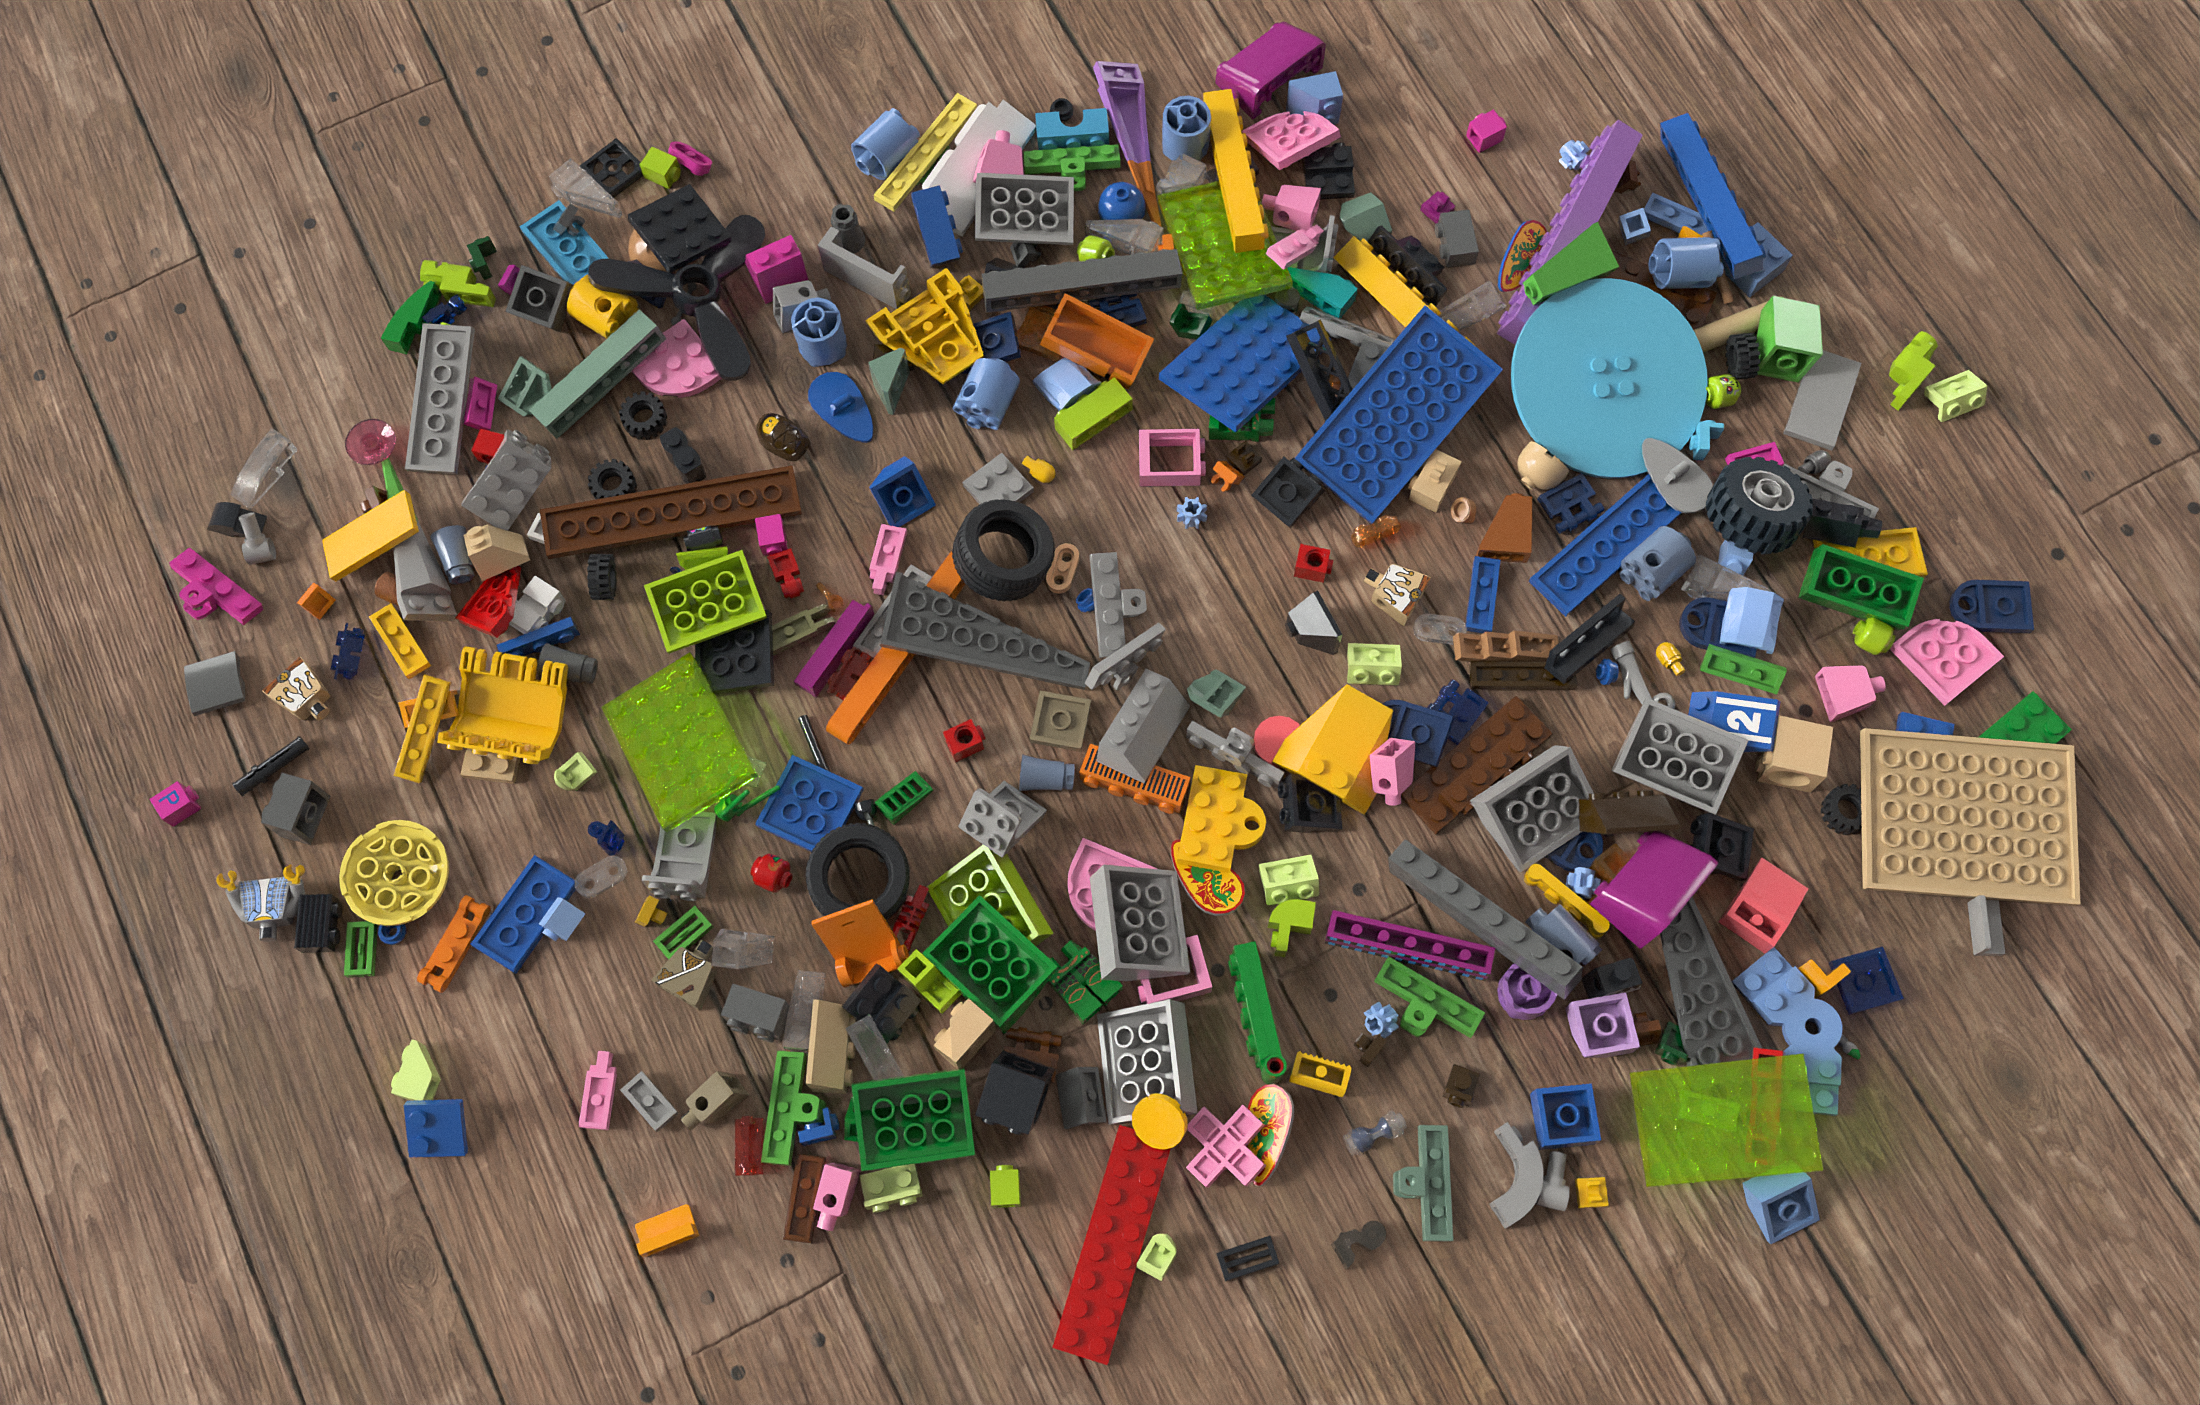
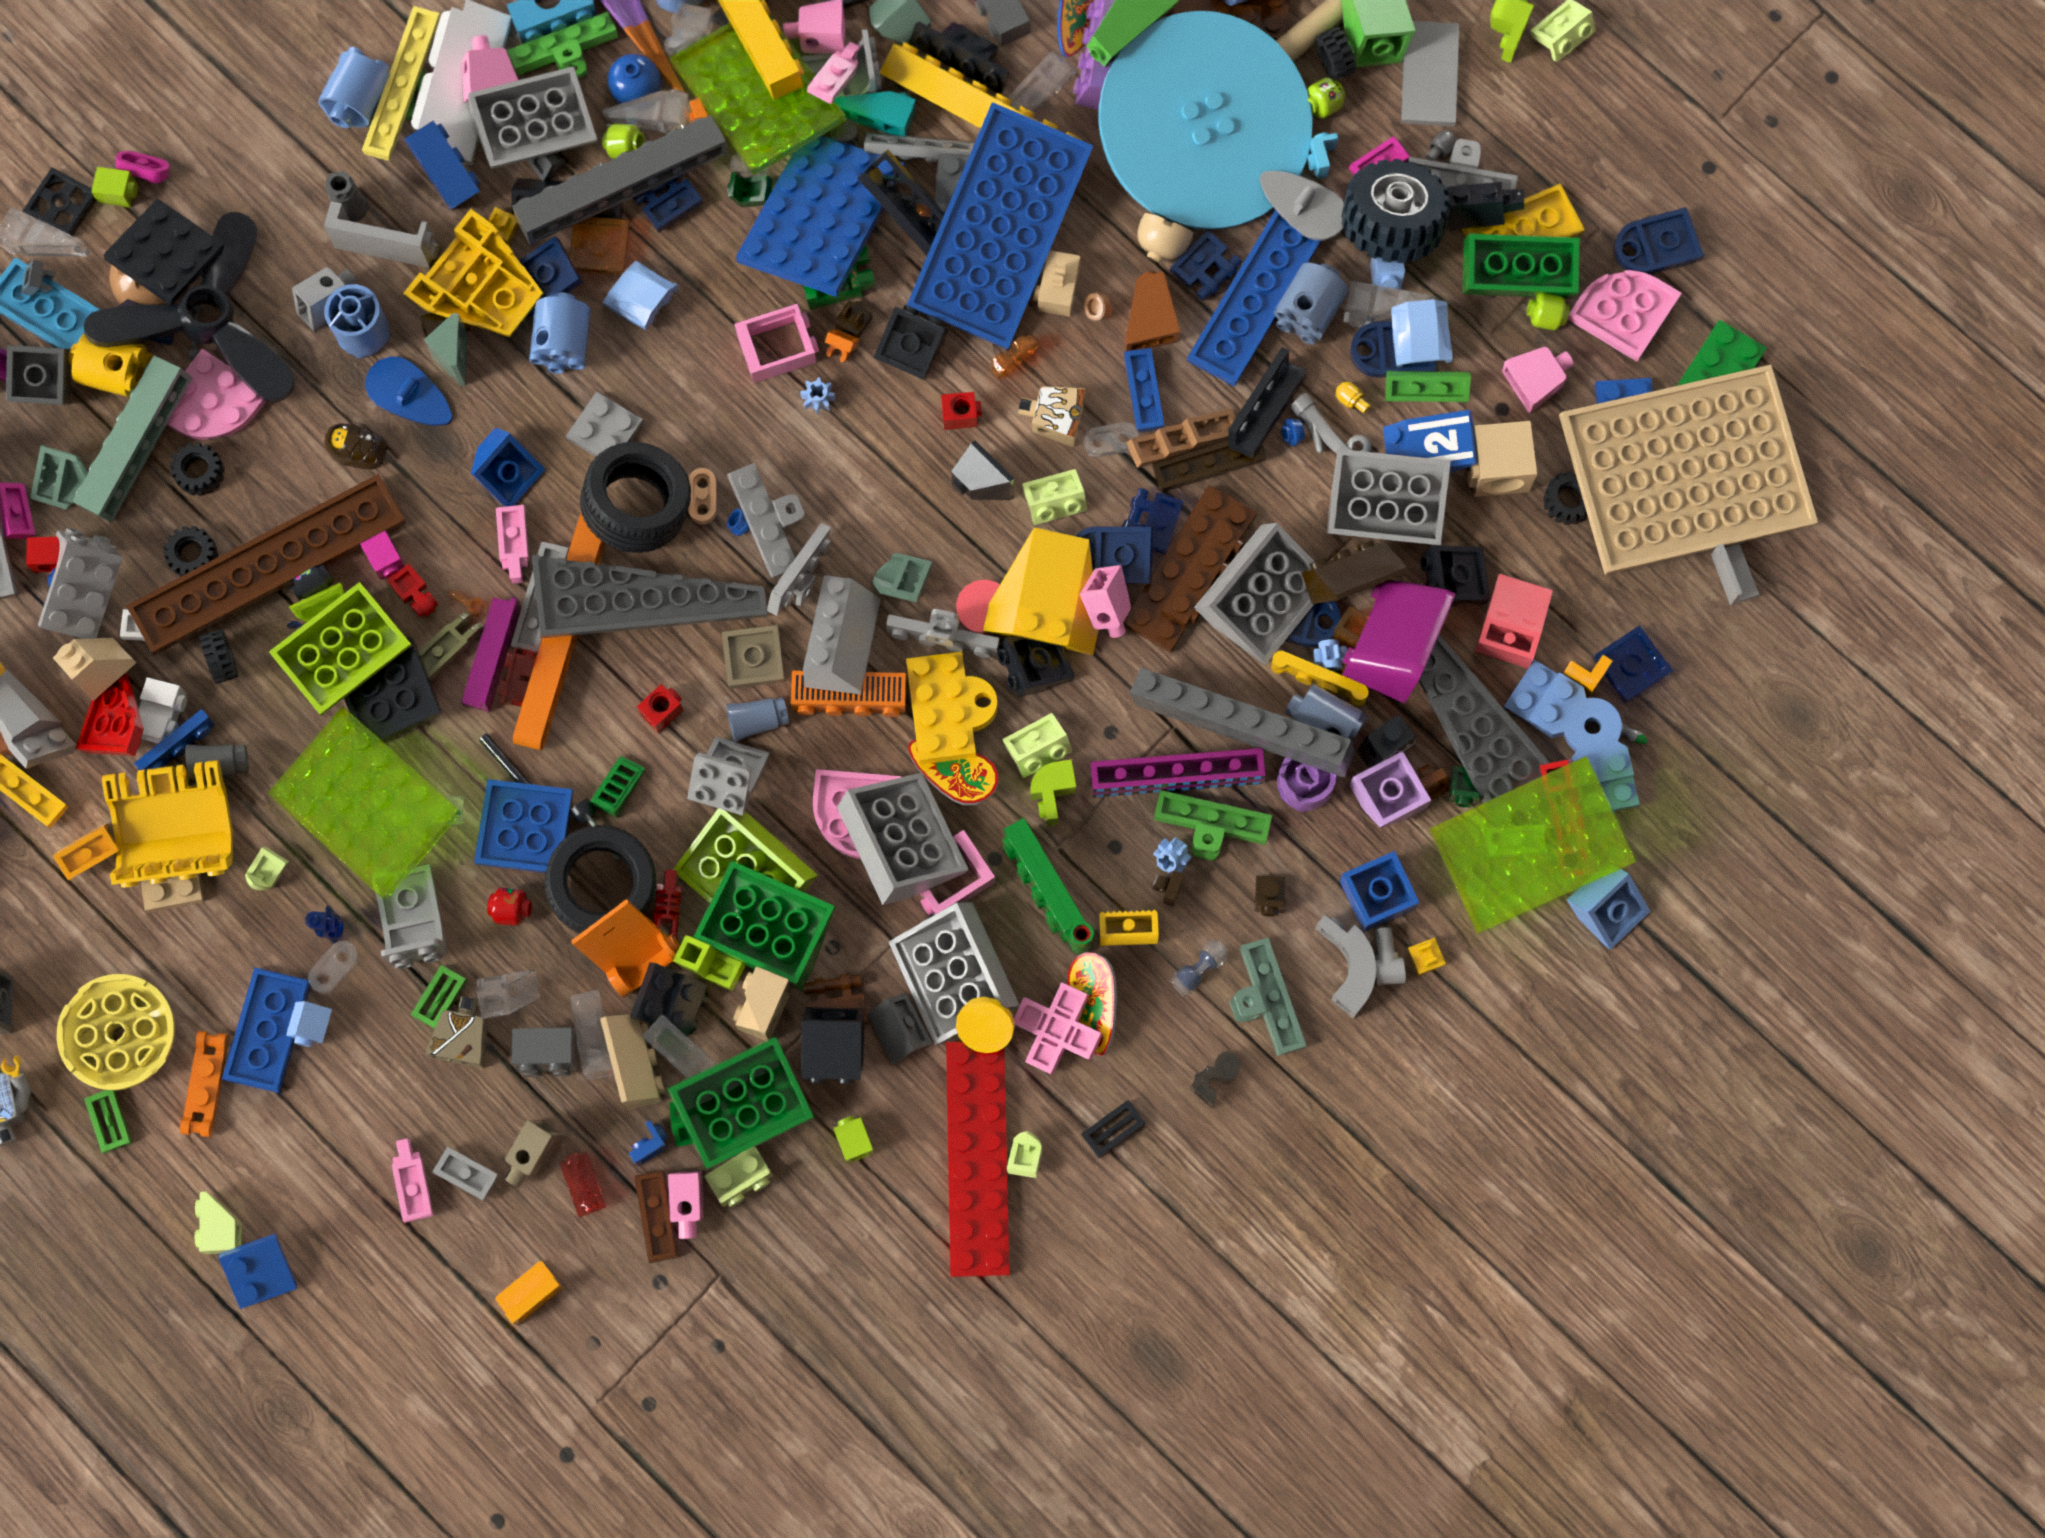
camera: 20 degrees left, 5 degrees up
(317, 923) = (54, 1109): black brick -> none
(384, 936) = (126, 1098): blue plate -> none
(422, 728) = (88, 875): yellow tile -> none
(453, 553) = (49, 681): sand blue plant -> none
(650, 912) = (396, 987): yellow tile -> none
(682, 456) = (257, 500): black brick -> none
(732, 804) = (444, 851): green plant -> none
(776, 266) = (285, 263): dark pink slope -> none
(788, 1108) = (609, 1134): bright green plate -> none
(1040, 469) = (643, 397): yellow cylinder -> none
(1077, 973) = (855, 908): green hips -> none
(1093, 413) = (679, 319): lime brick -> none
(1096, 341) = (658, 241): orange piece -> none

